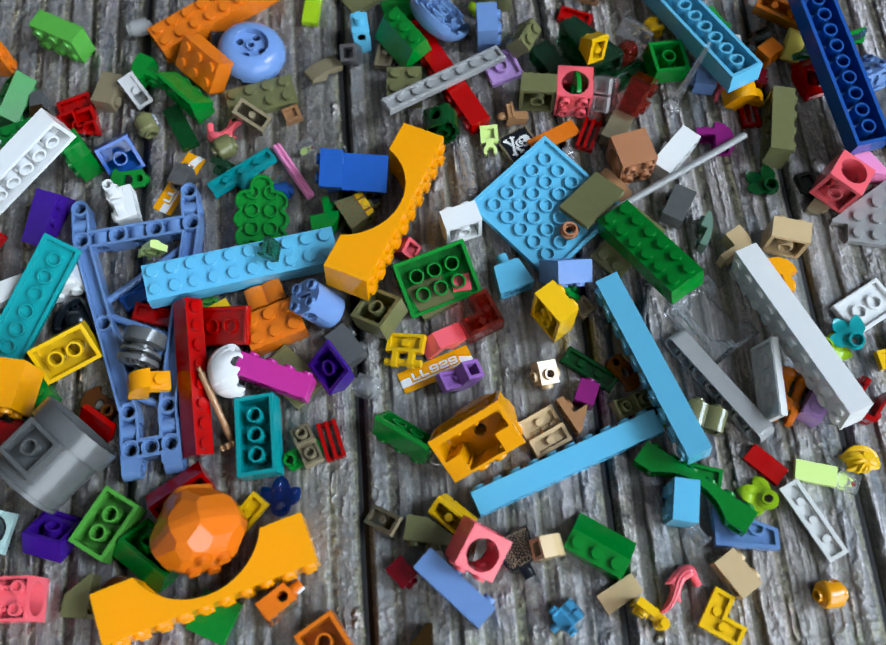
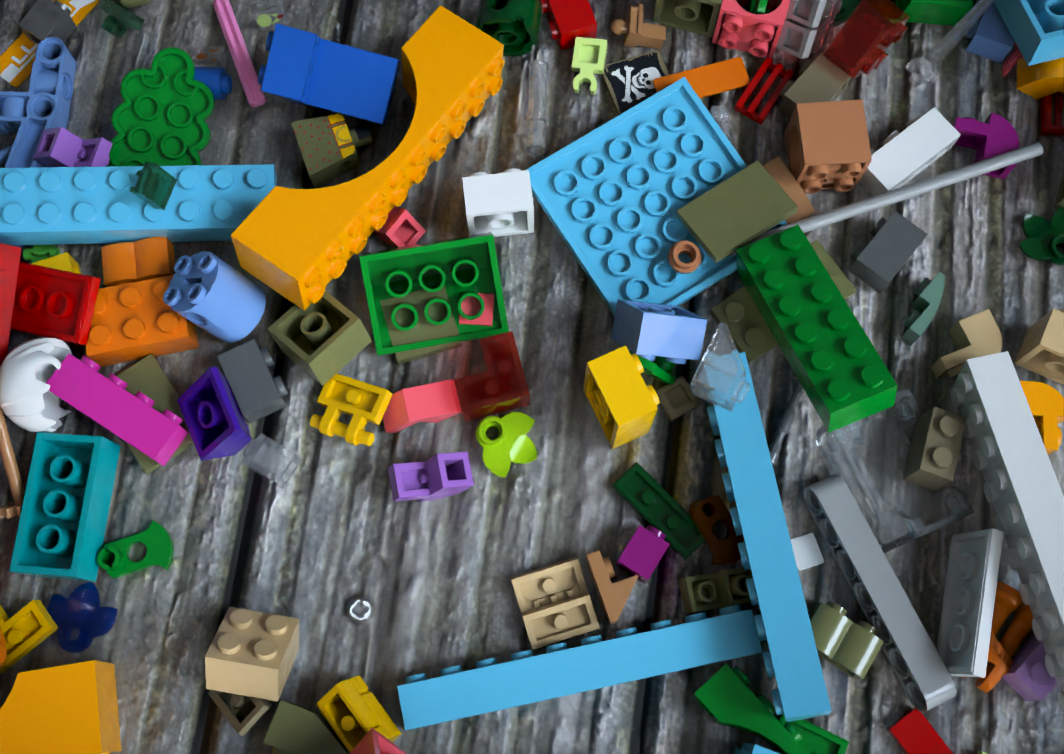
camera: 10 degrees right, 5 degrees up
(210, 241) = (64, 149): none -> medium lavender brick
(242, 173) = (148, 38): teal plate -> none
(307, 445) = (145, 540): dark tan slope -> none
(326, 424) = (175, 539): red tile -> none
(328, 218) = (278, 149): green brick -> none
(385, 492) = (252, 654): none -> tan brick
(403, 436) = (310, 561): green slope -> none
(419, 377) = (415, 445): light orange sticker -> none
(466, 446) = (430, 591): light orange brick -> none
(498, 350) = (510, 445): none -> lime plate
(511, 277) = (564, 318): medium azure torso -> none
(544, 373) = (579, 503): brick -> none
(607, 284) = (721, 372): none -> clear slope
(676, 373) = (806, 551): none -> white sticker
(729, 304) = (935, 449): none -> dark tan brick

